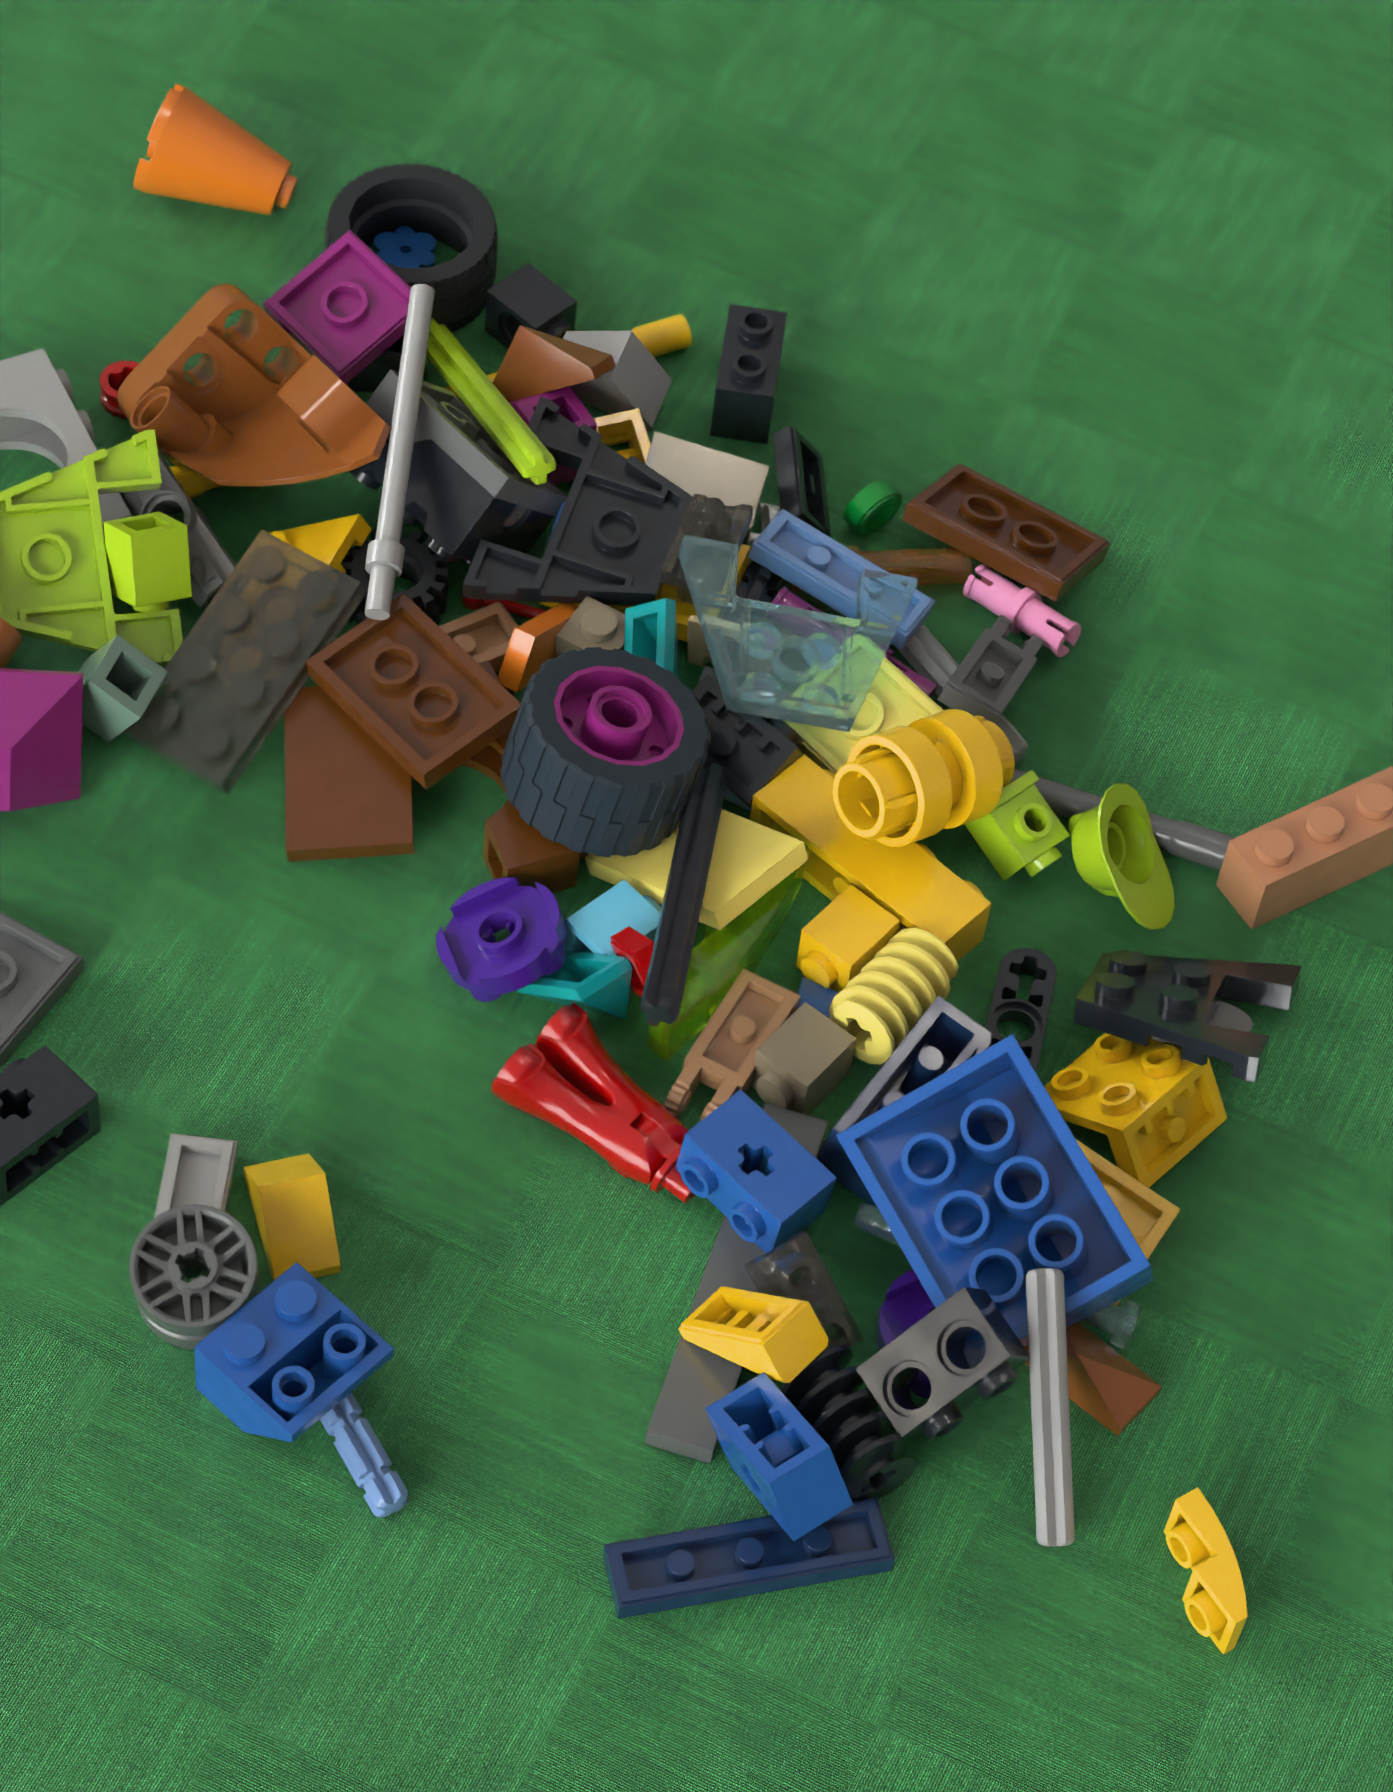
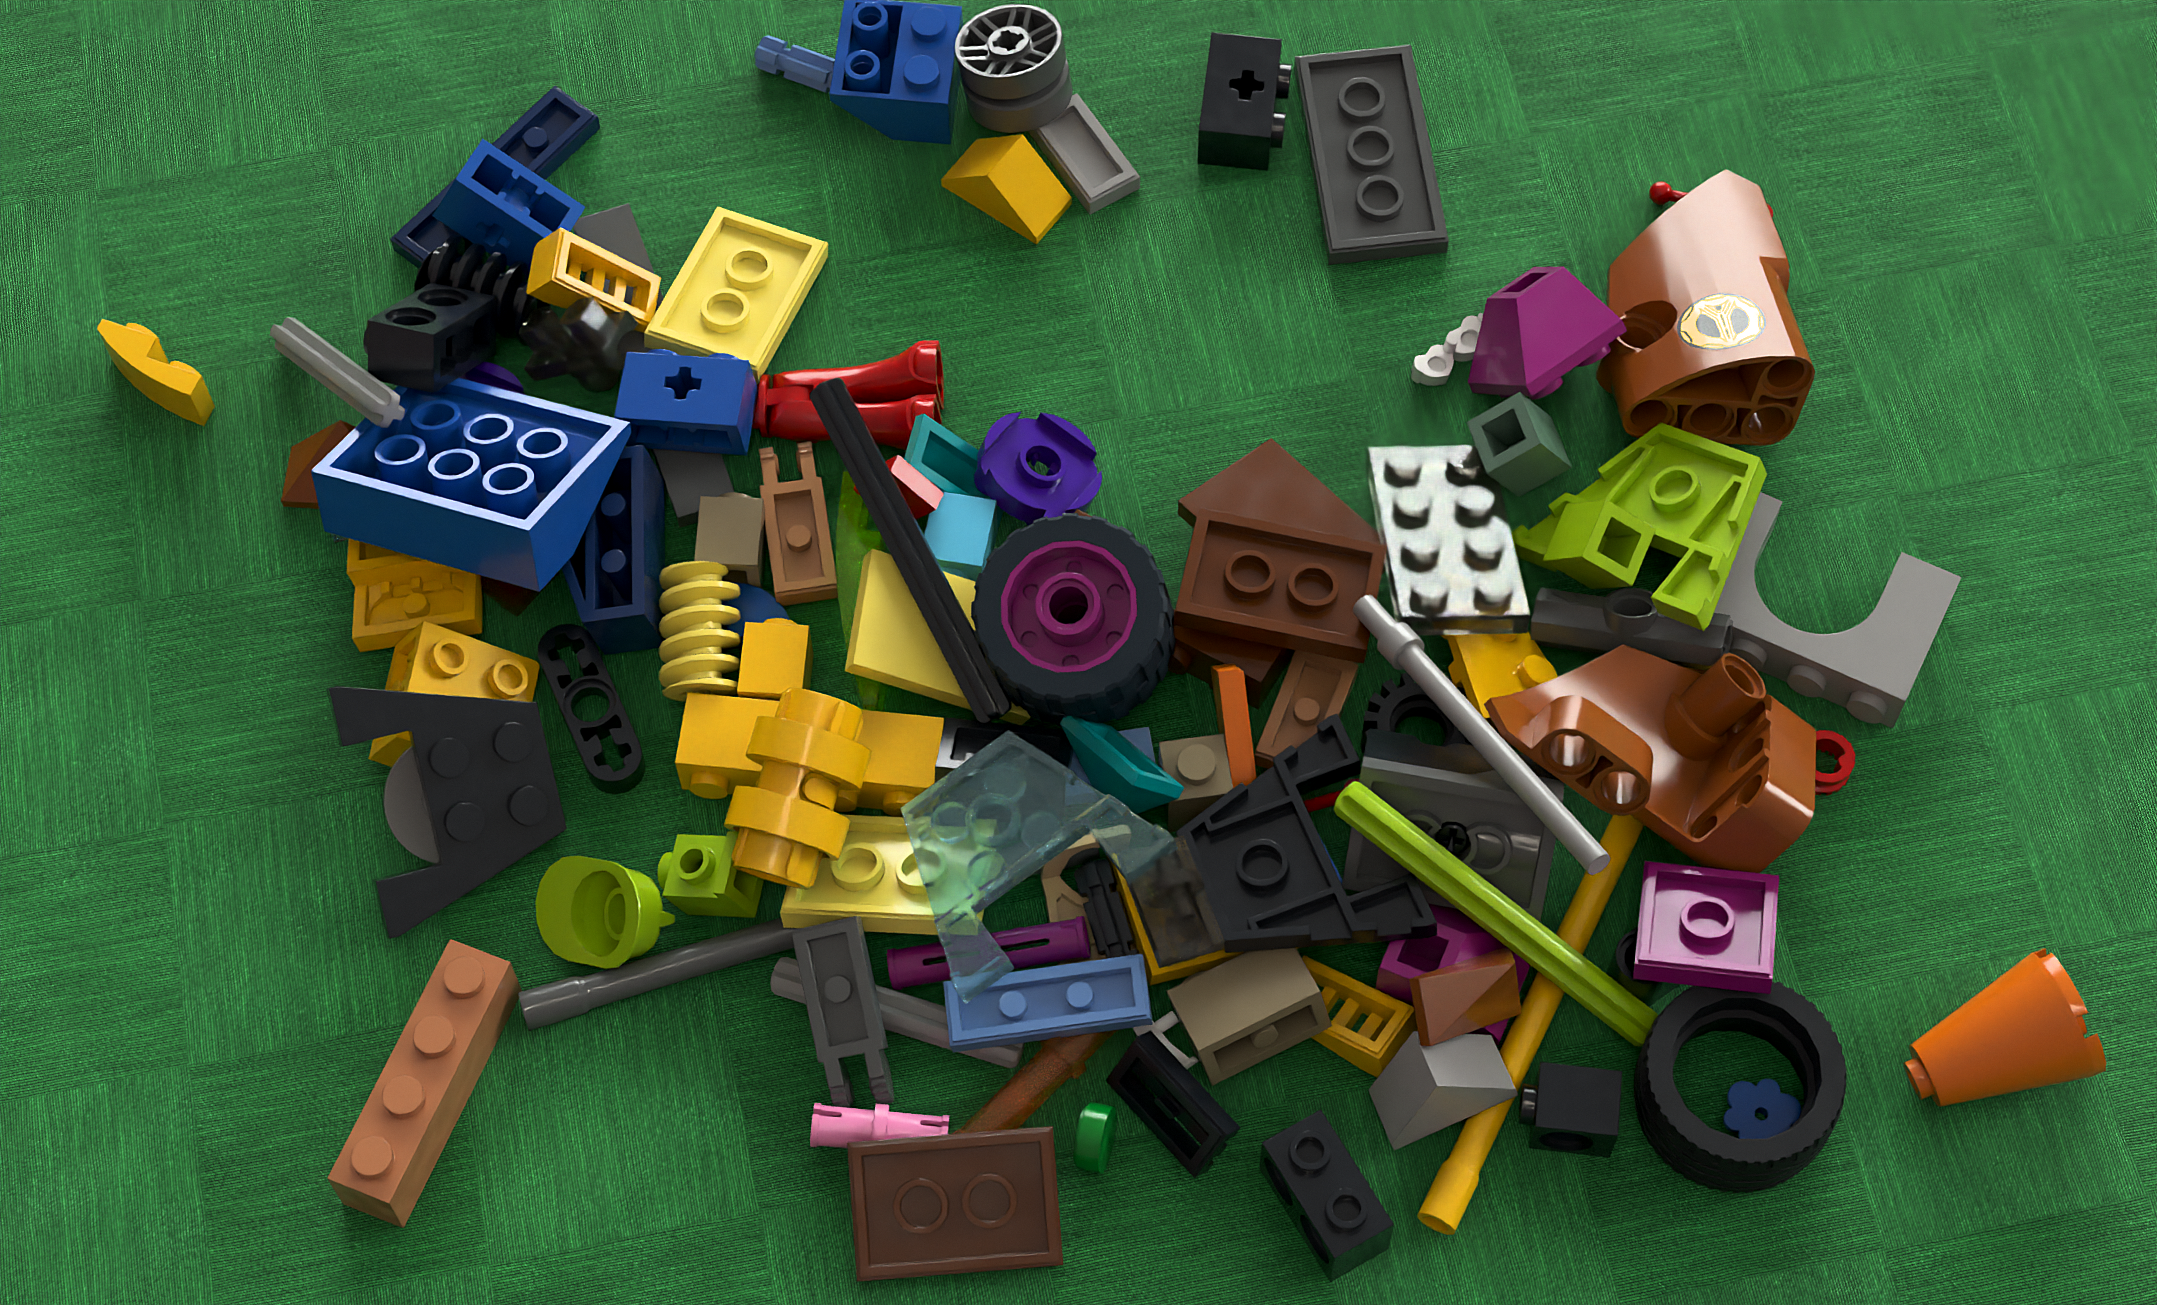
camera: 150 degrees right, 10 degrees up
(56, 827) = (1459, 345): none -> white piece
(619, 1272) = (737, 291): none -> light yellow tile

